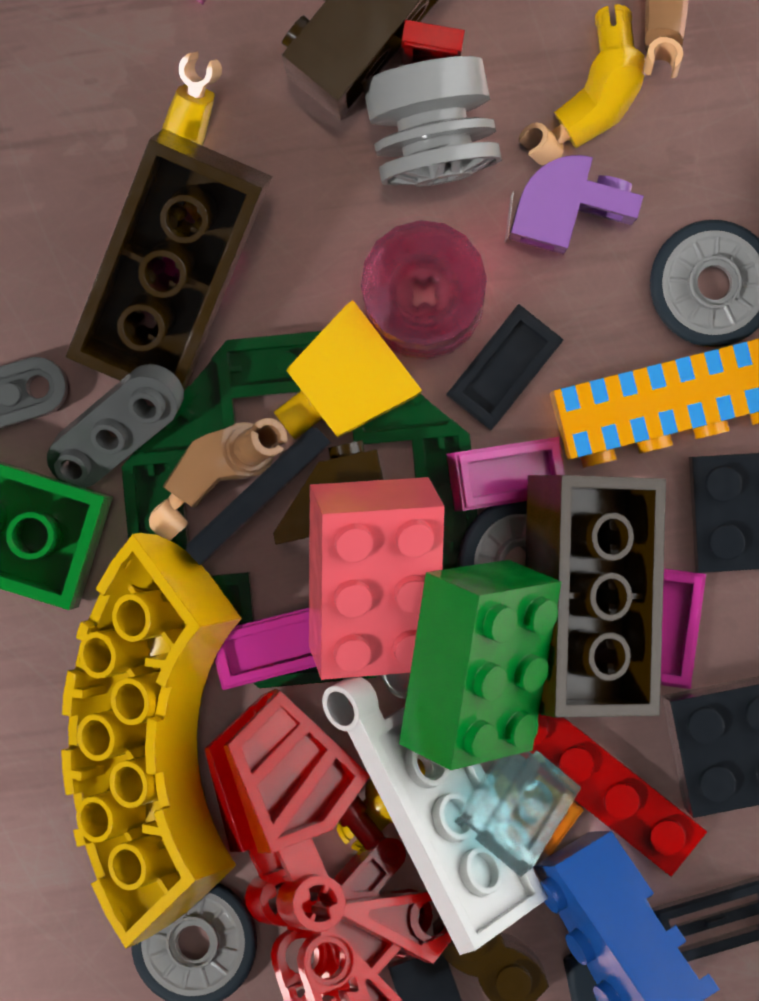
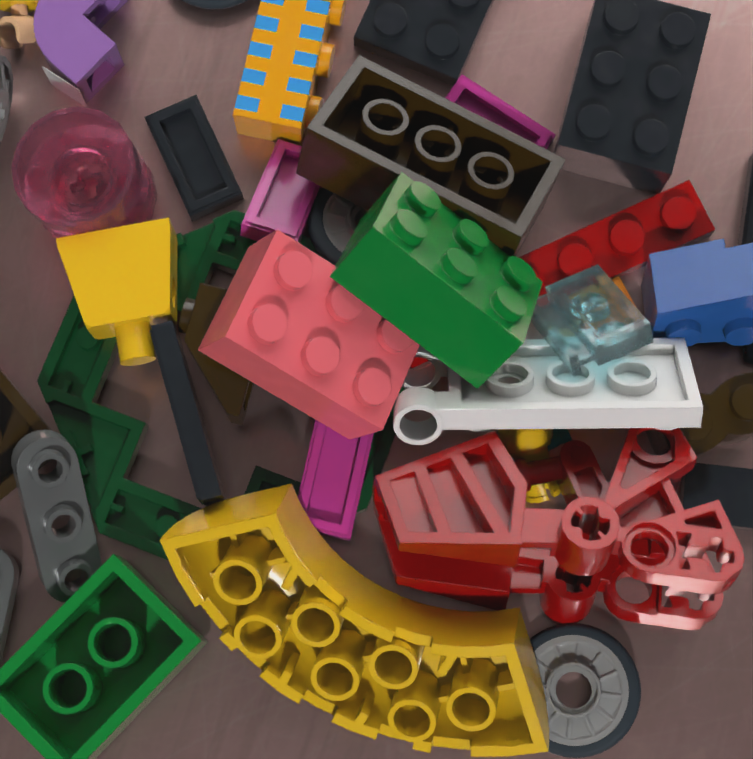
camera: 70 degrees left, 10 degrees down
(219, 456) = (134, 436): medium nougat arm -> none

